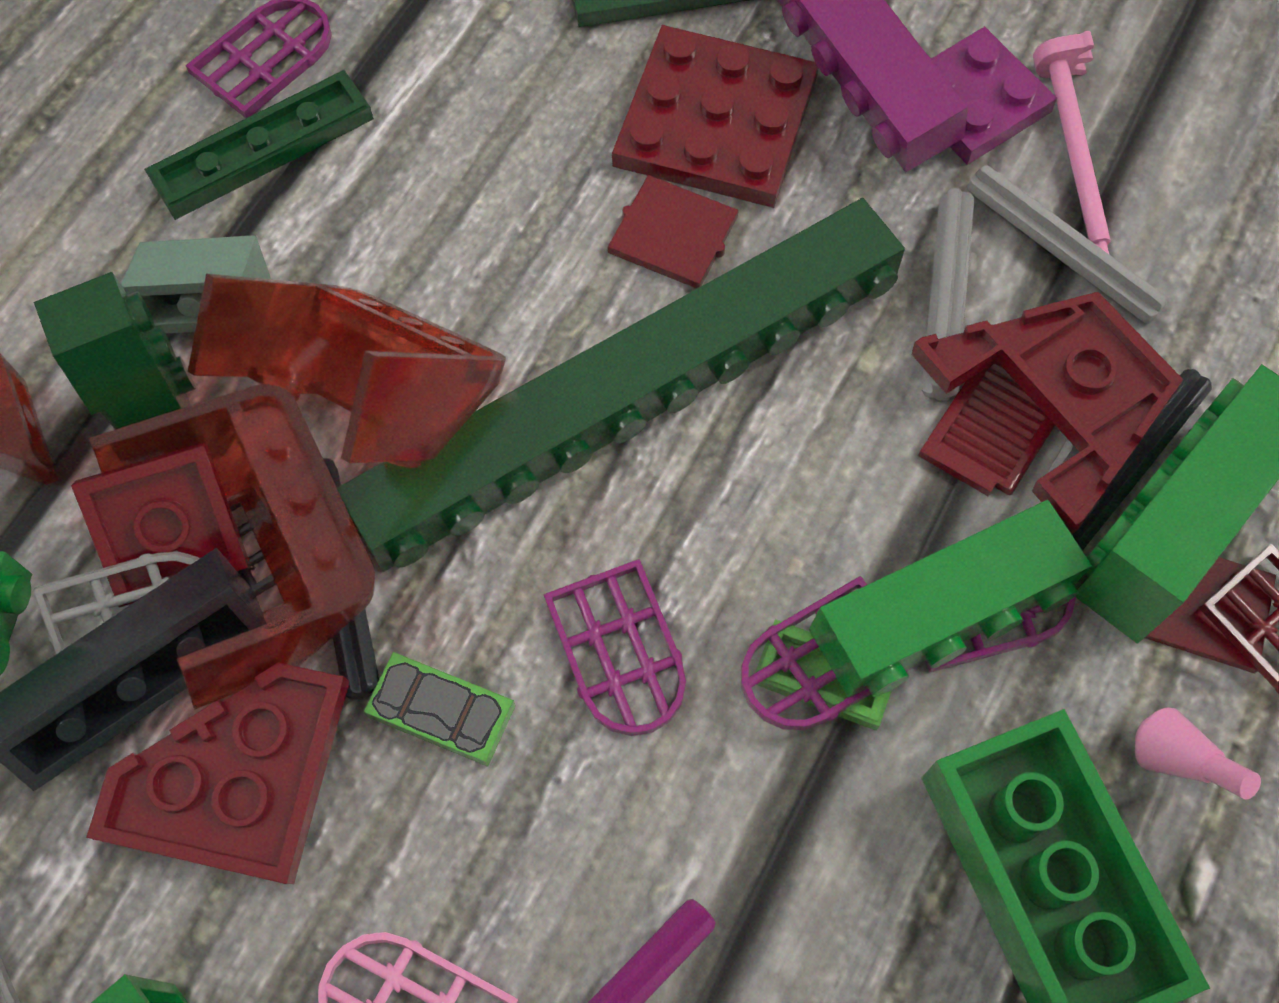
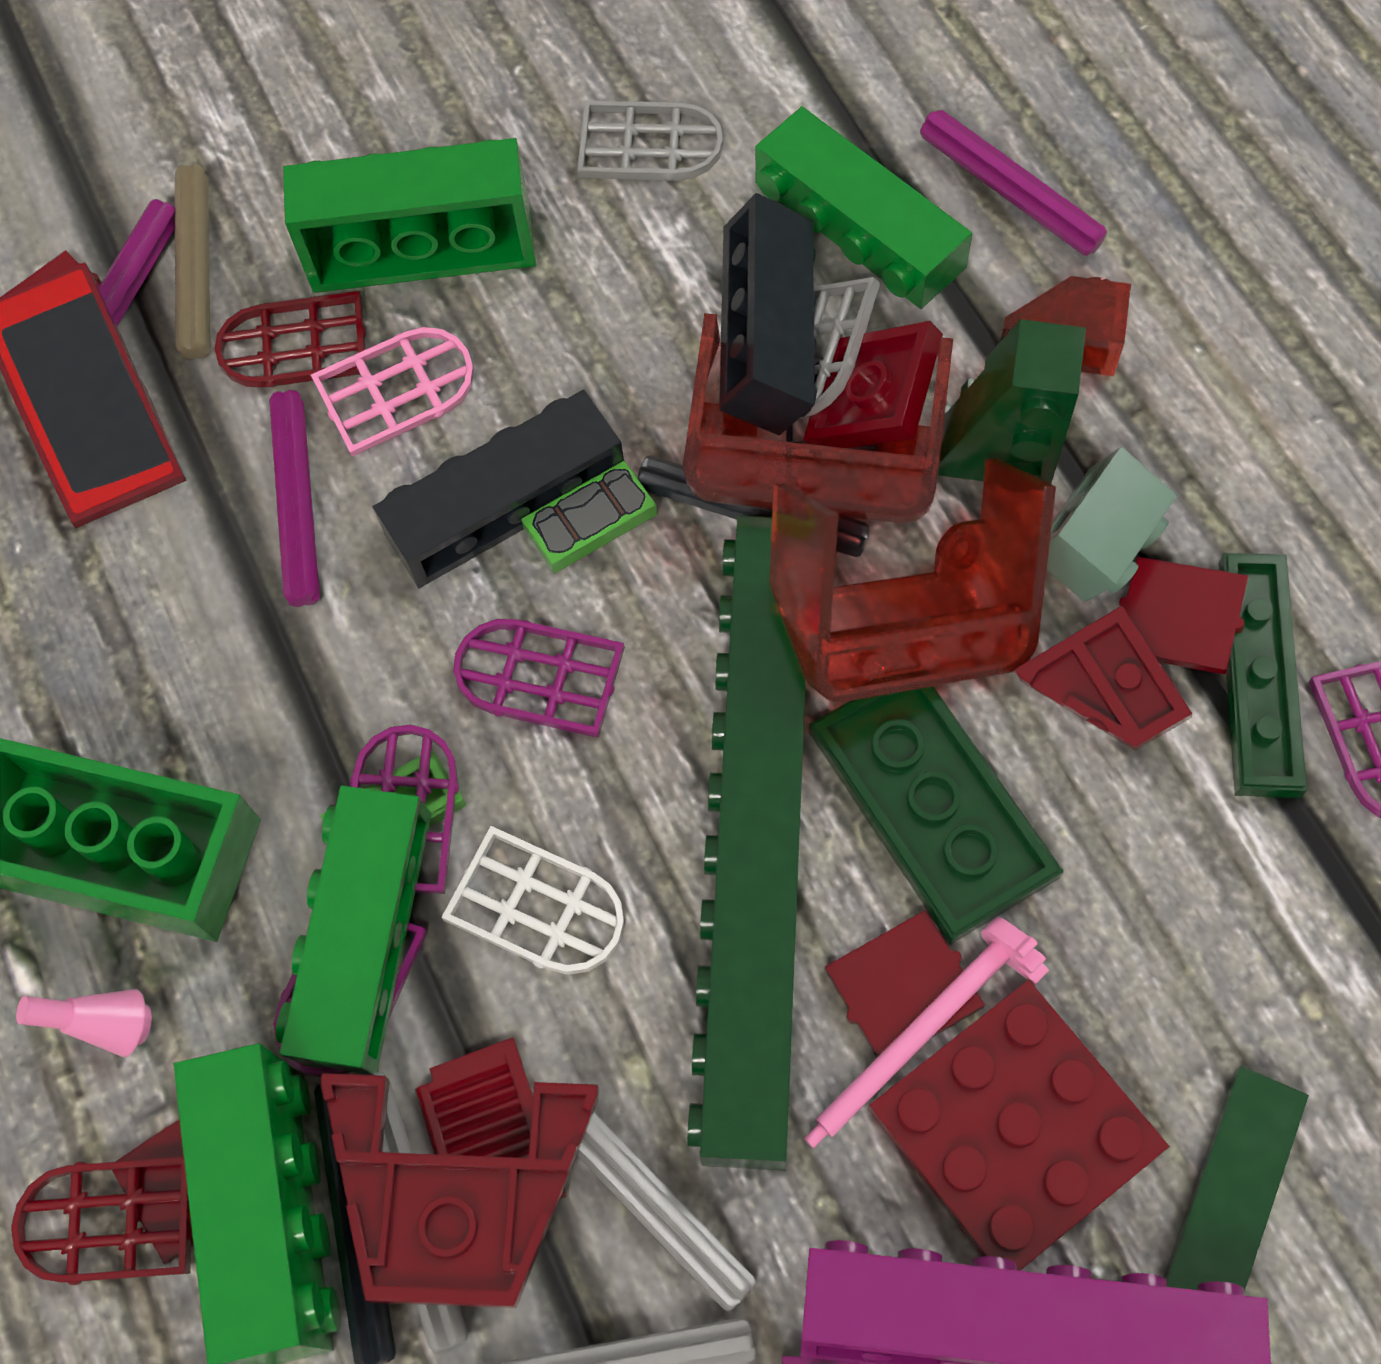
camera: 130 degrees right, 0 degrees up
(232, 779) = (637, 350): dark red plate -> none
(246, 200) = (1187, 612): none -> dark red piece
(335, 222) = (1109, 681): none -> dark red wing
(467, 801) = (487, 492): none -> black brick
(527, 276) = (936, 807): none -> dark green tile
(599, 178) = (1005, 945): none -> bright pink piece
(800, 529) = (525, 881): none -> white window

